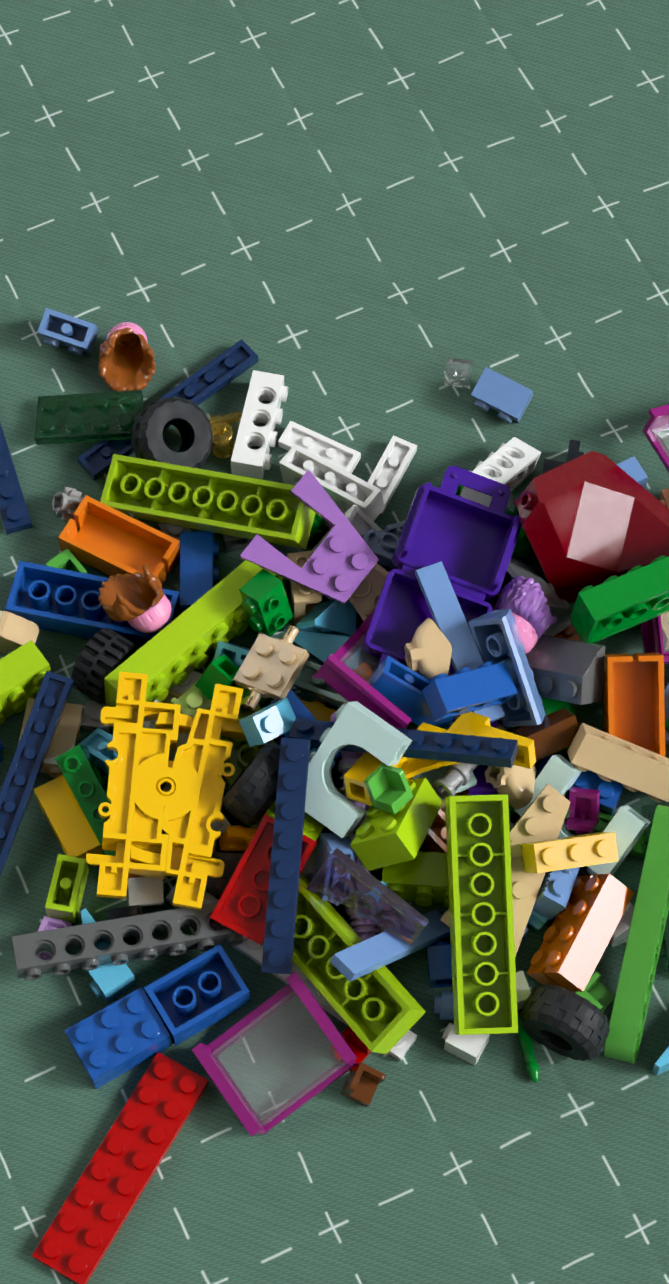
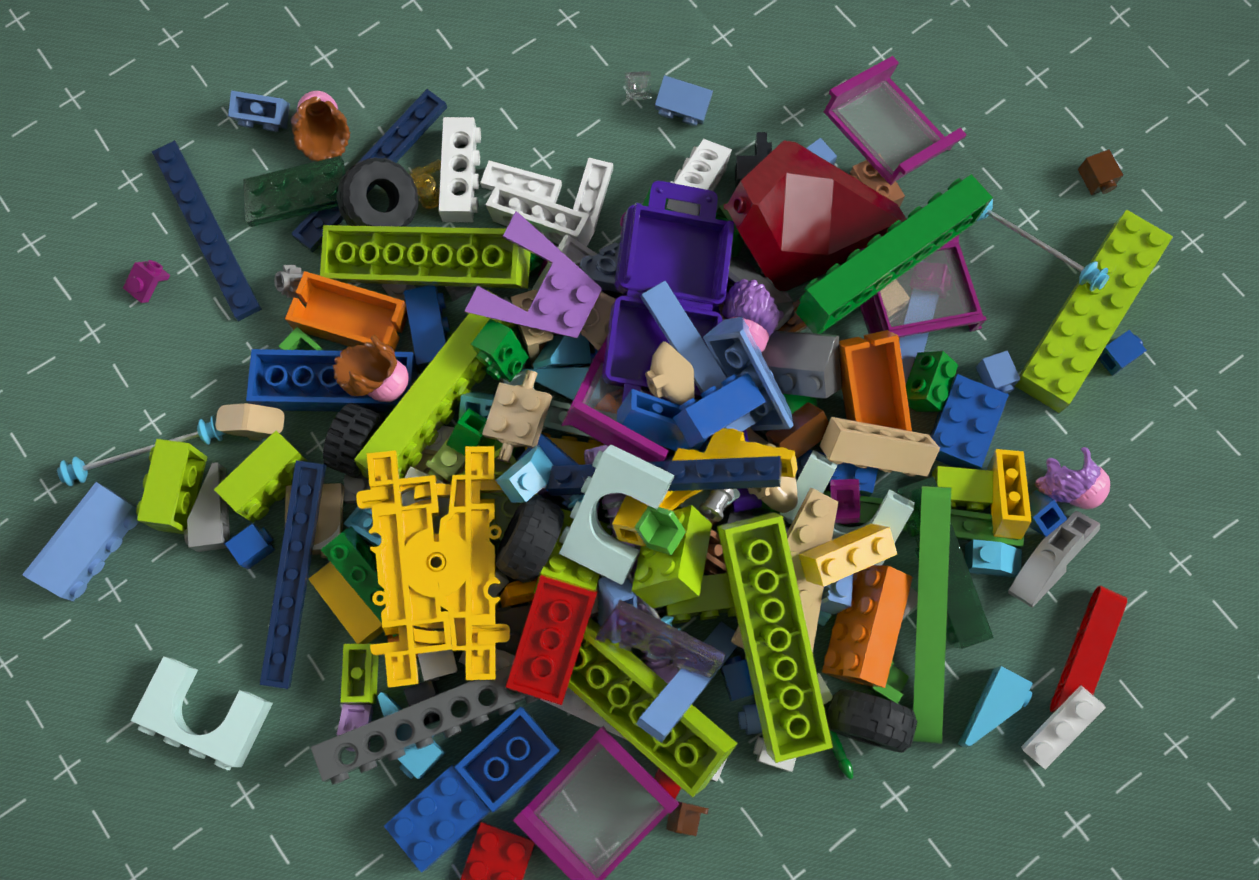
camera: 10 degrees left, 10 degrees up
(286, 856) = (570, 614): dark blue plate -> none

